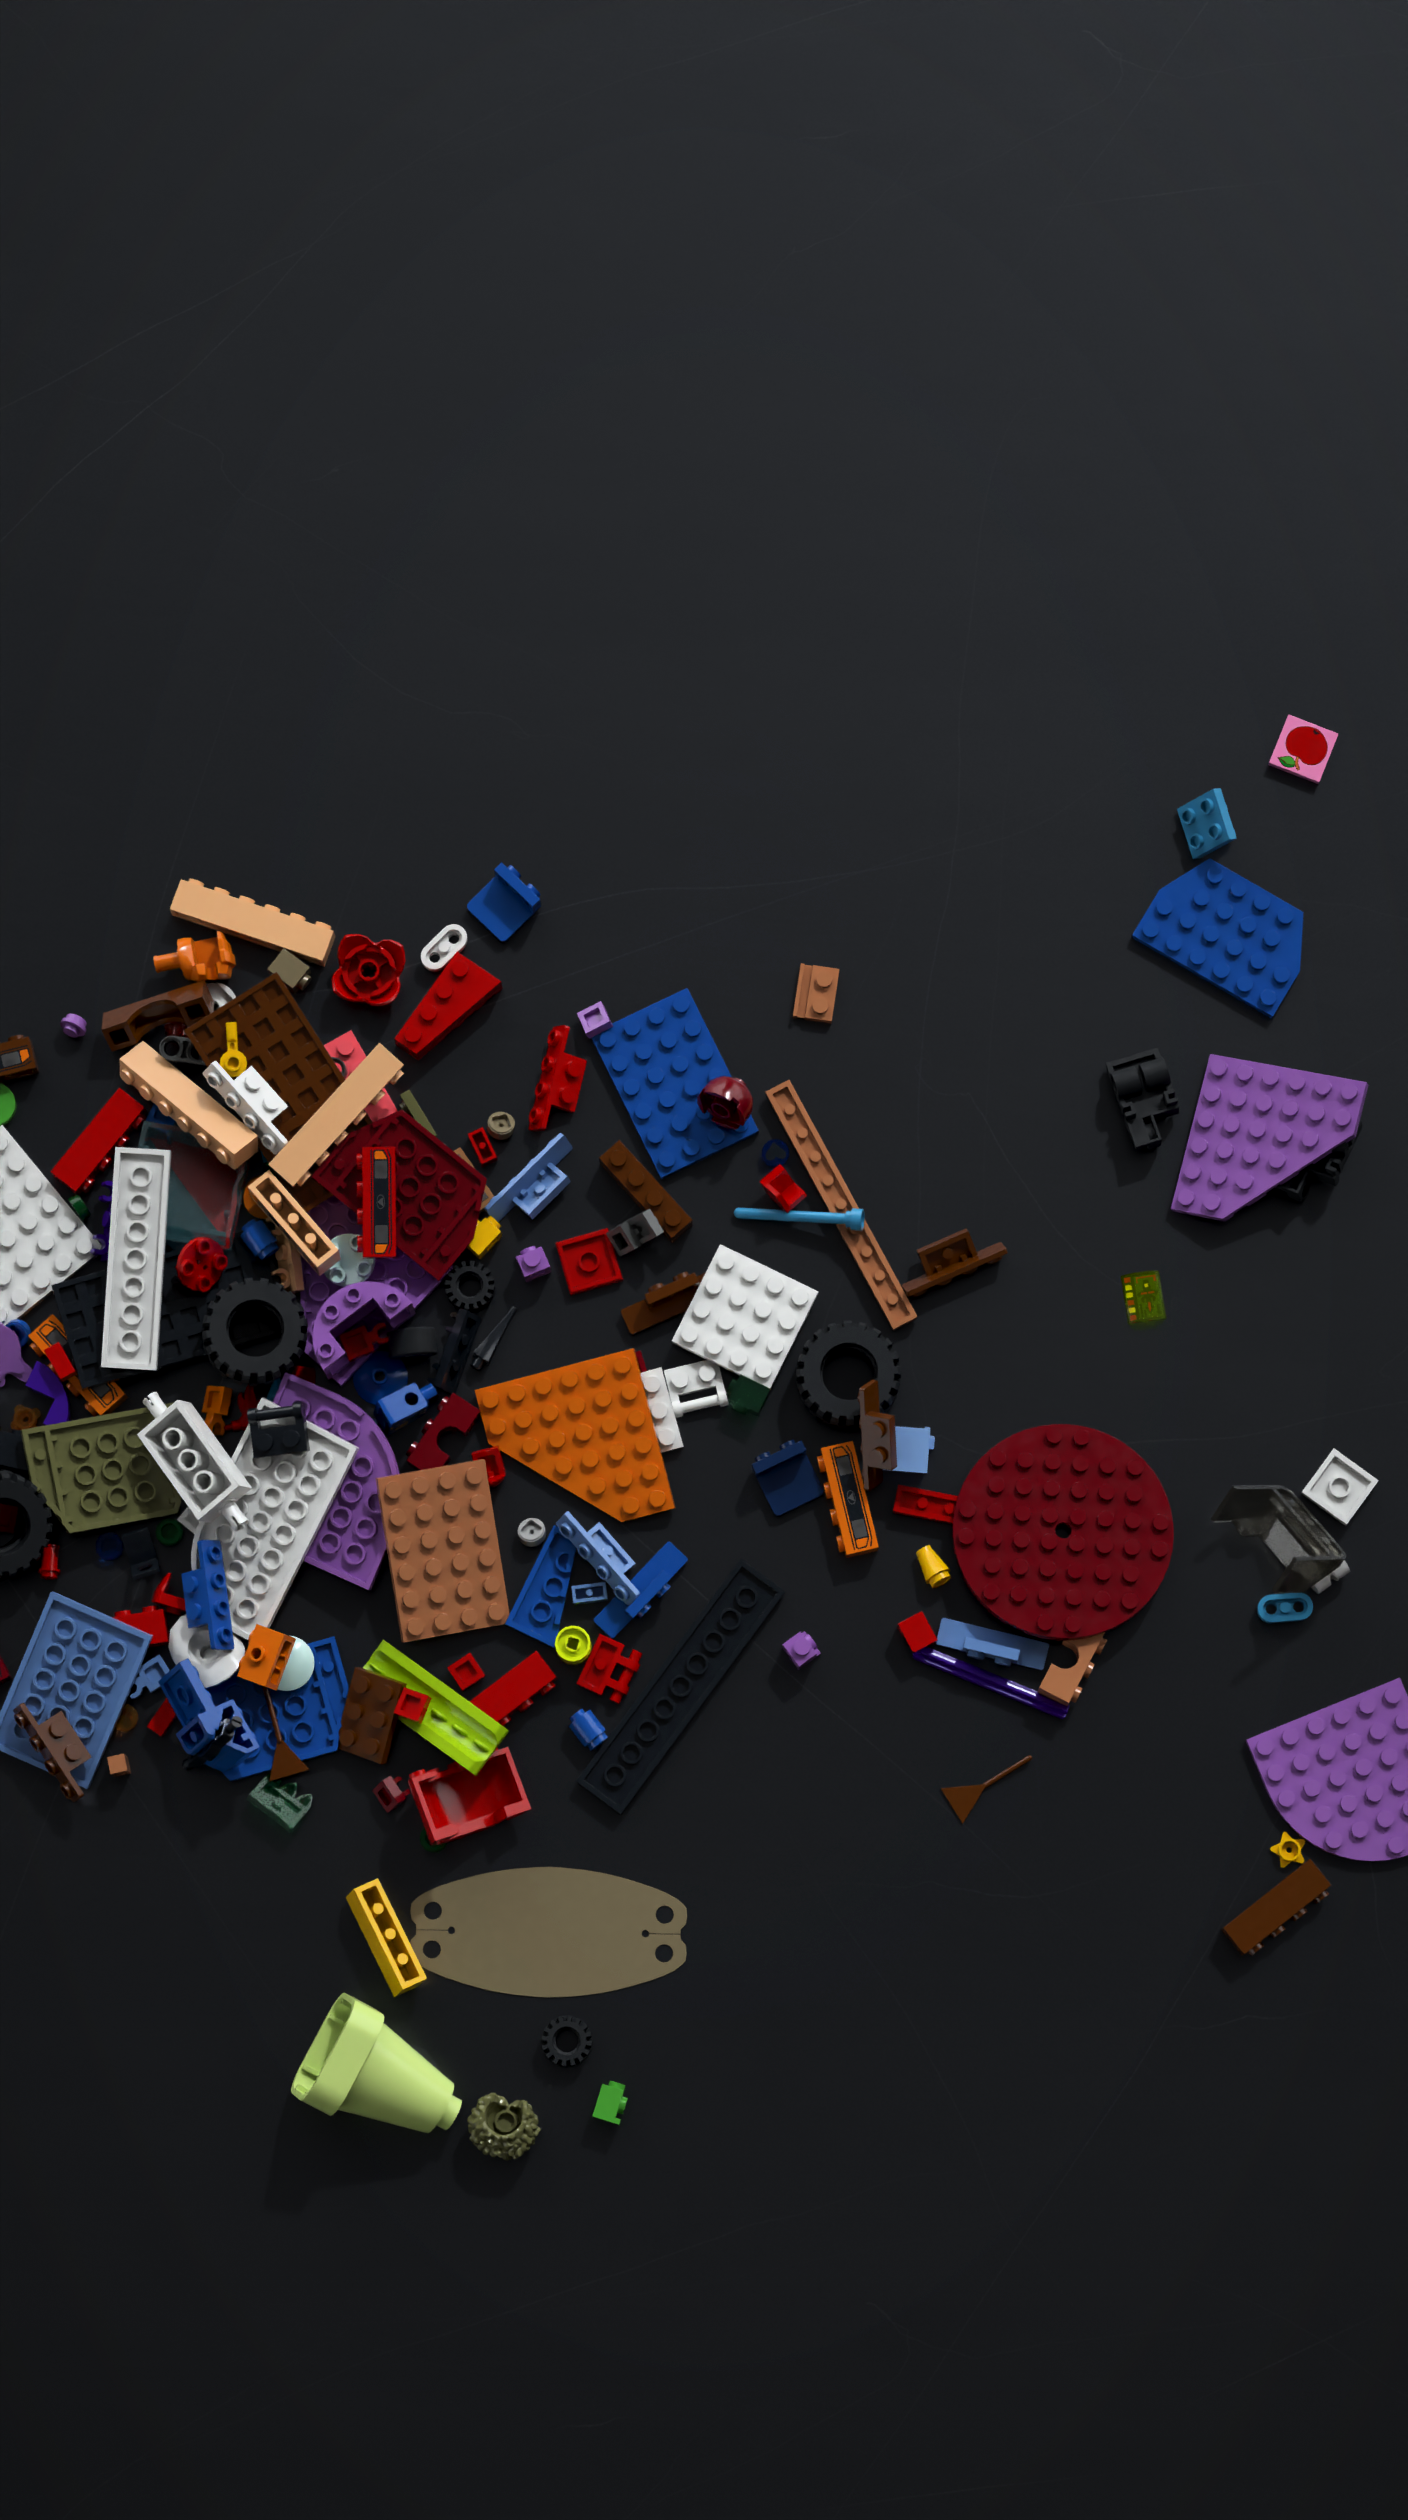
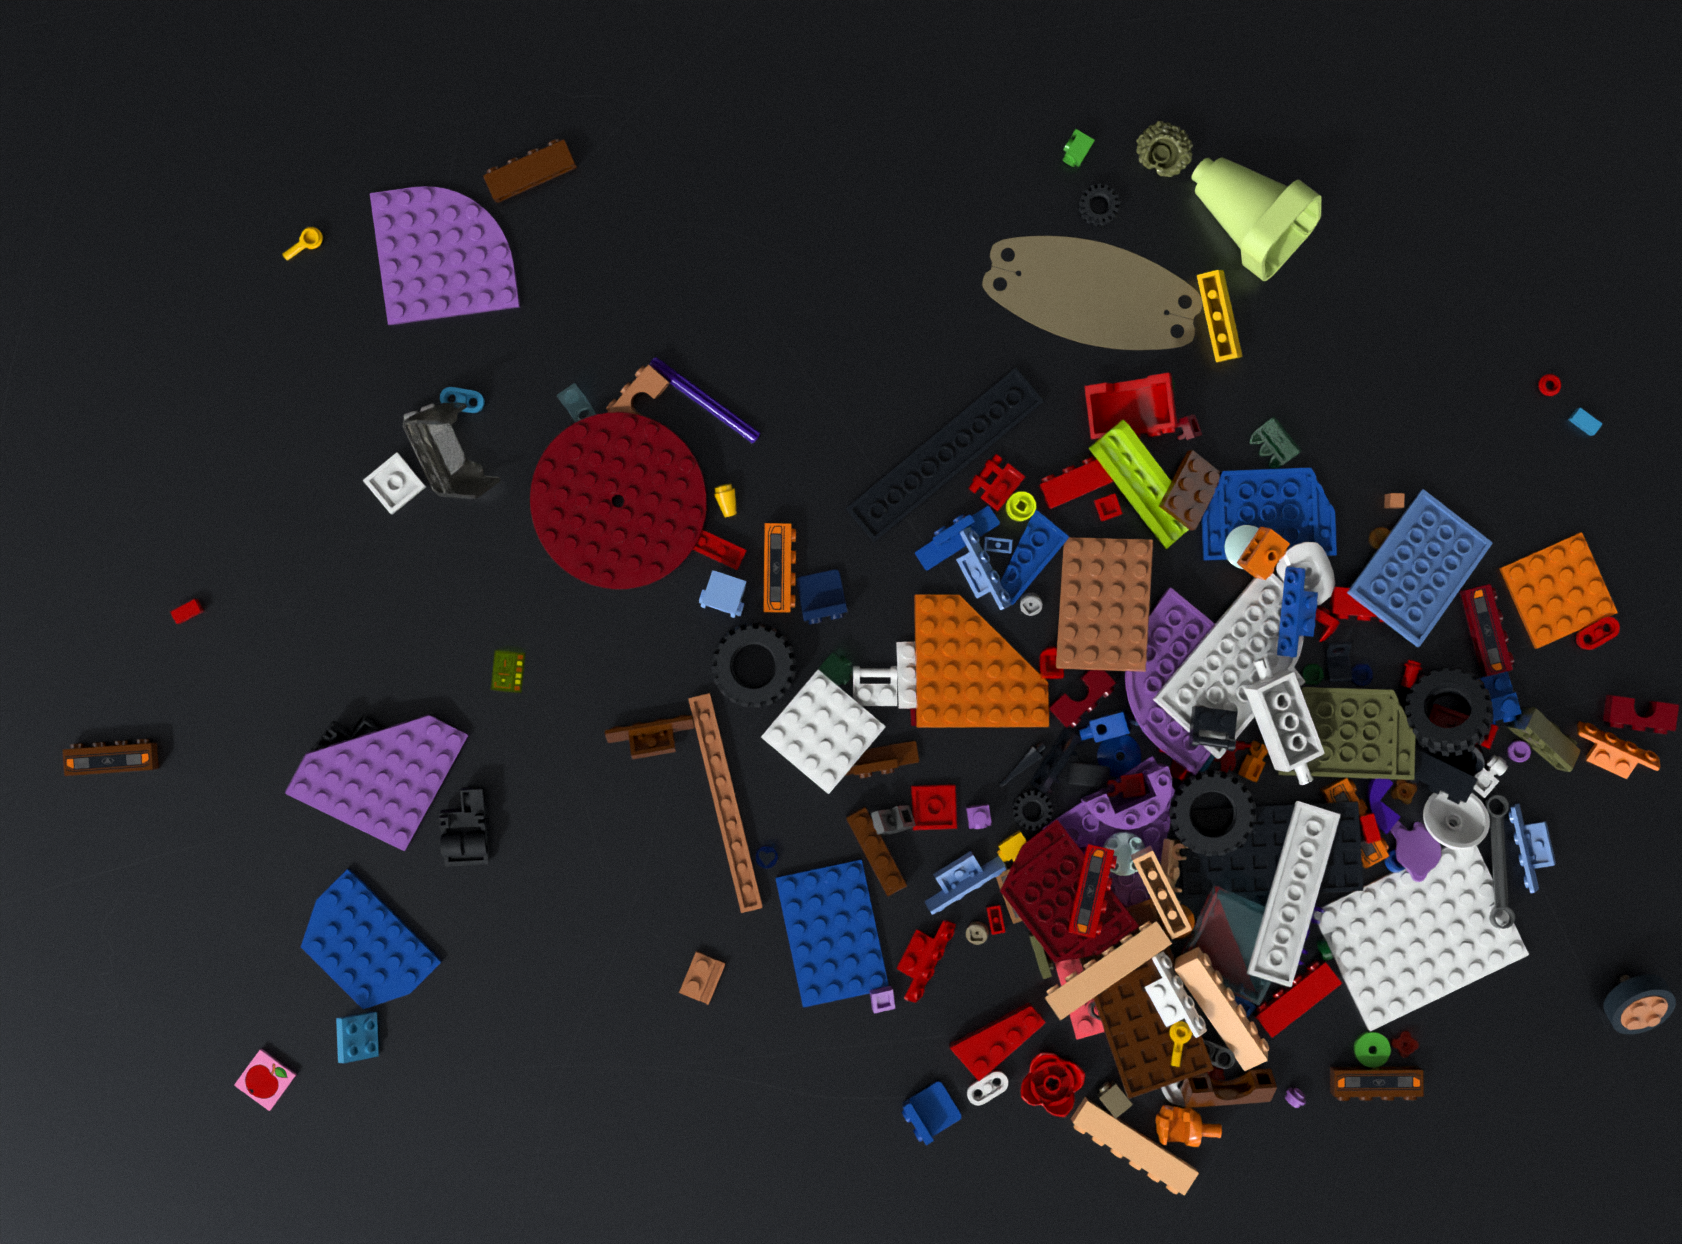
camera: 165 degrees left, 10 degrees up
(58, 1746) = (1438, 525): reddish brown bracket -> none
(149, 1676) = (1351, 564): medium blue plate -> none
(162, 1719) = (1349, 530): red piece -> none
(192, 1273) = (1234, 884): red plate -> none
(209, 1733) = (1322, 503): blue piece -> none
(259, 1239) = (1190, 887): blue brick -> none
(285, 1760) = (1265, 472): reddish brown piece -> none
(412, 1705) = (1158, 487): red plate -> none
(587, 1729) = (1024, 439): blue brick -> none
(727, 1101) = (794, 906): dark red cylinder -> none
(782, 1188) = (768, 826): red panel -> none
(801, 1649) = (844, 460): medium lavender brick -> none
(852, 1219) = (719, 787): dark azure piece -> none
(877, 1435) = (744, 607): reddish brown bracket -> none
(917, 1632) = (751, 450): red panel -> none
(965, 1797) = (746, 316): reddish brown piece -> none
(989, 1643) = (698, 429): medium blue bracket -> none
(1146, 1639) = (575, 402): none -> clear light blue bracket
(1287, 1842) = (502, 215): yellow plate -> none

